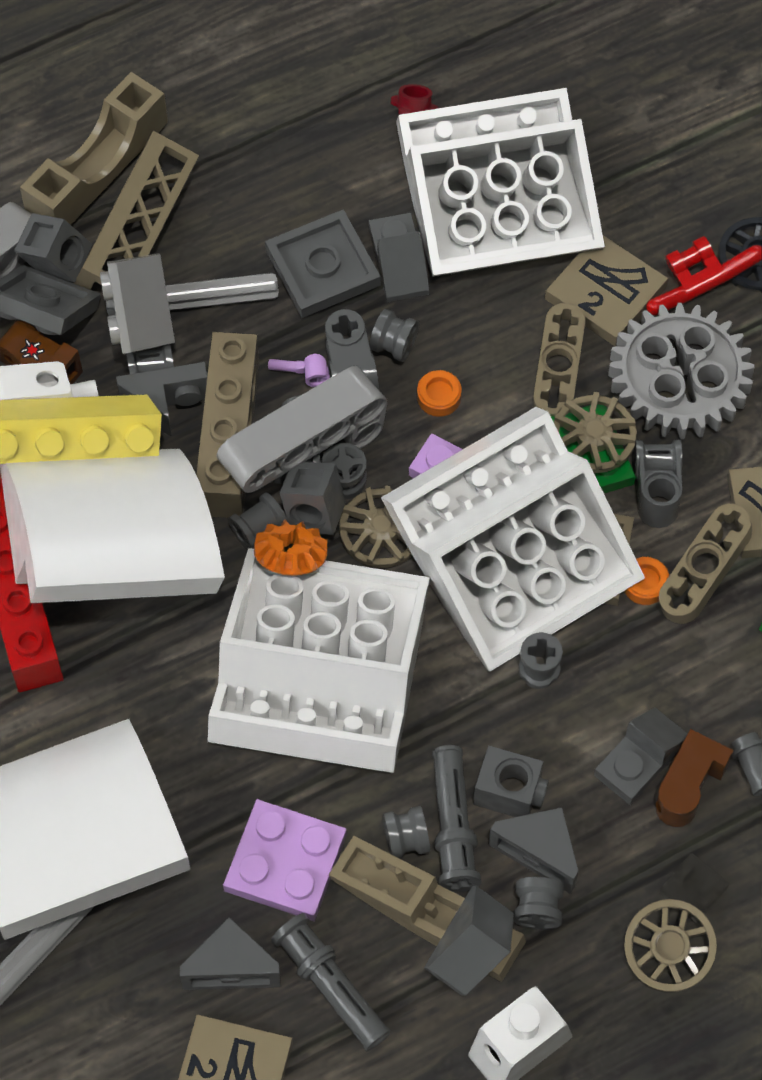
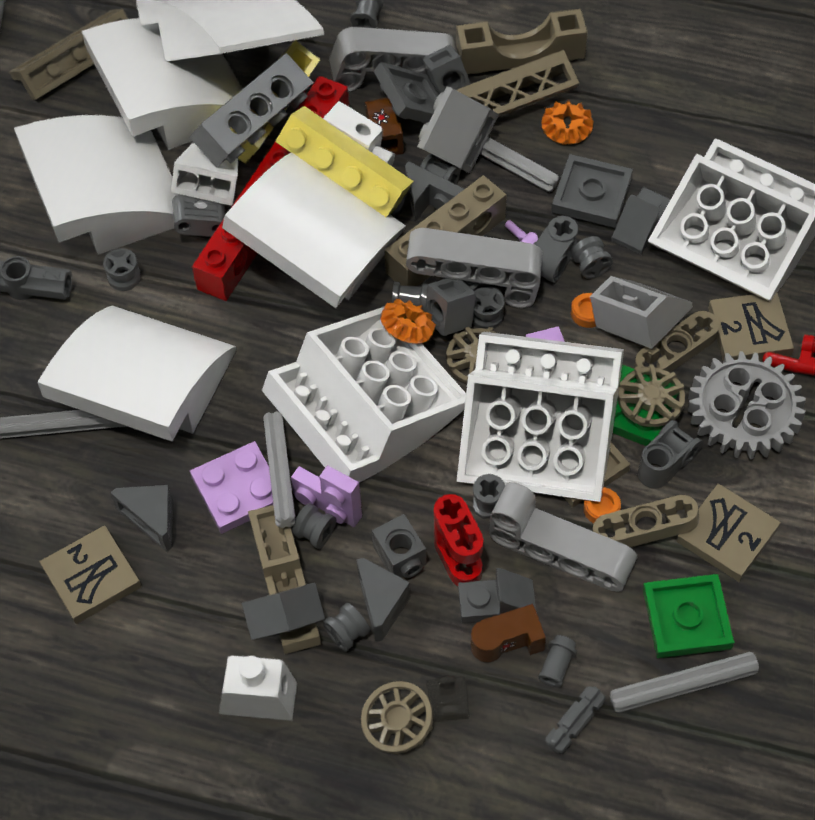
camera: 45 degrees right, 5 degrees down
(218, 223) = (556, 130): none -> orange gear
(316, 806) = (279, 470): none -> light grey axle
(317, 964) = (191, 553): dark grey pin -> none
(407, 784) = (330, 492): none -> lavender plate
(413, 99) = (739, 139): dark red plate -> none
(455, 838) = (340, 556): dark grey pin -> none
(497, 356) = (636, 310): none -> light grey slope
(546, 725) = (457, 538): none -> red connector
(648, 650) = (557, 542): none -> light grey beam

